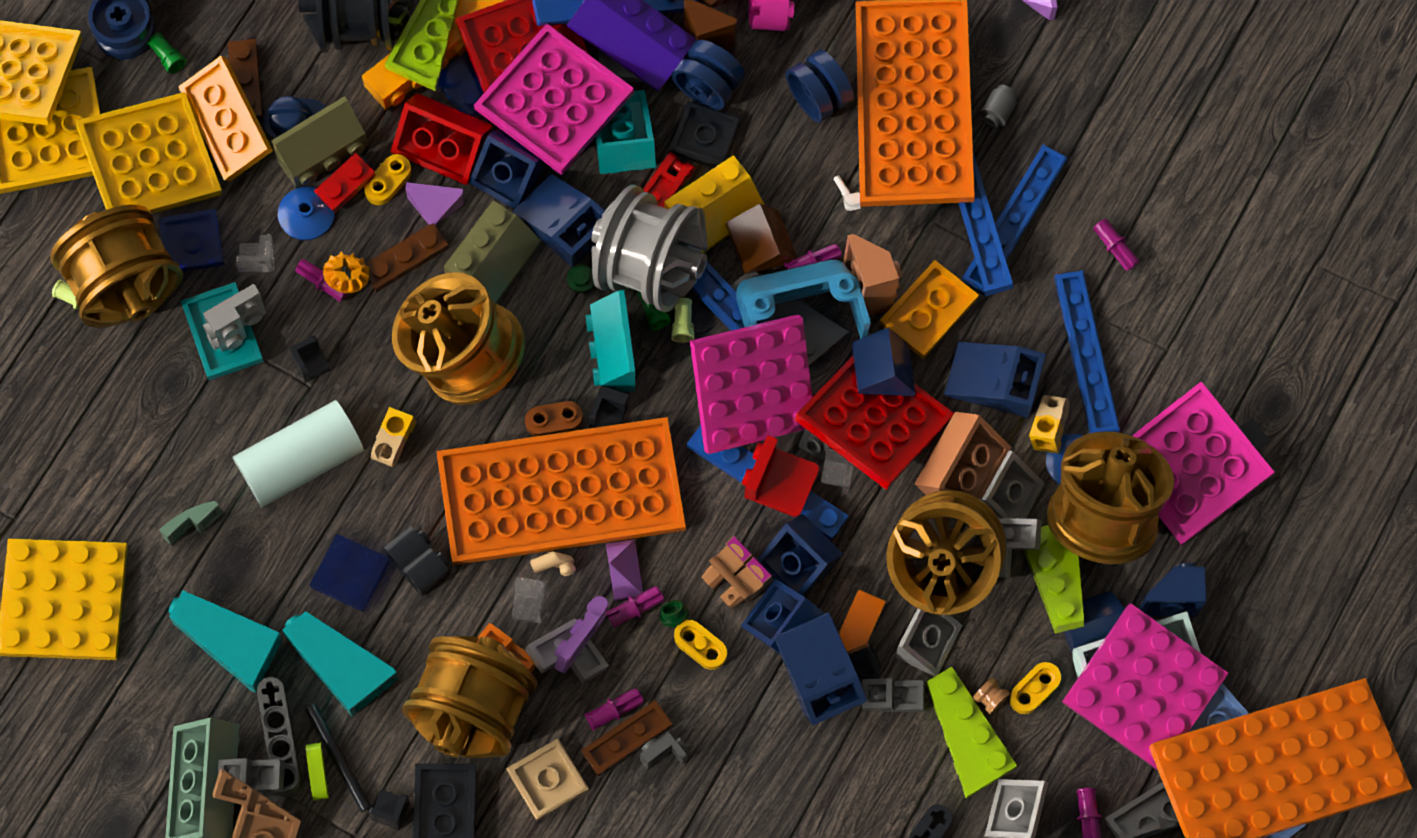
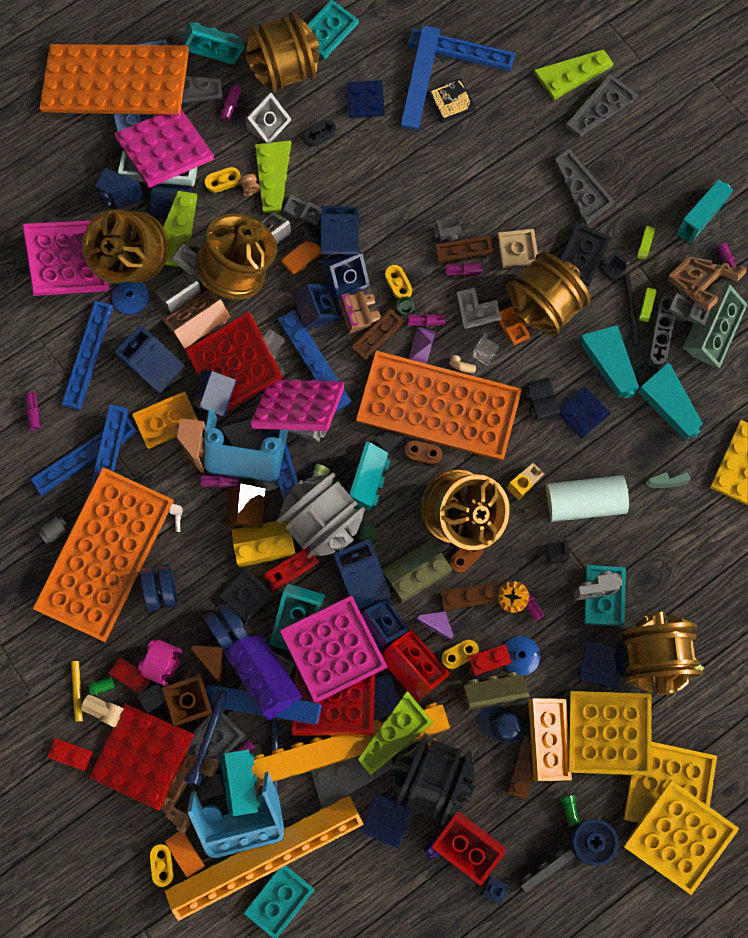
camera: 155 degrees left, 5 degrees up
(256, 256) = (564, 637): clear panel -> none
(581, 634) = (465, 310): medium lavender hinge -> none
(694, 554) = (377, 335): none -> reddish brown plate
(779, 478) = (308, 349): red bracket -> none
(1049, 424) = (132, 319): yellow leg -> none

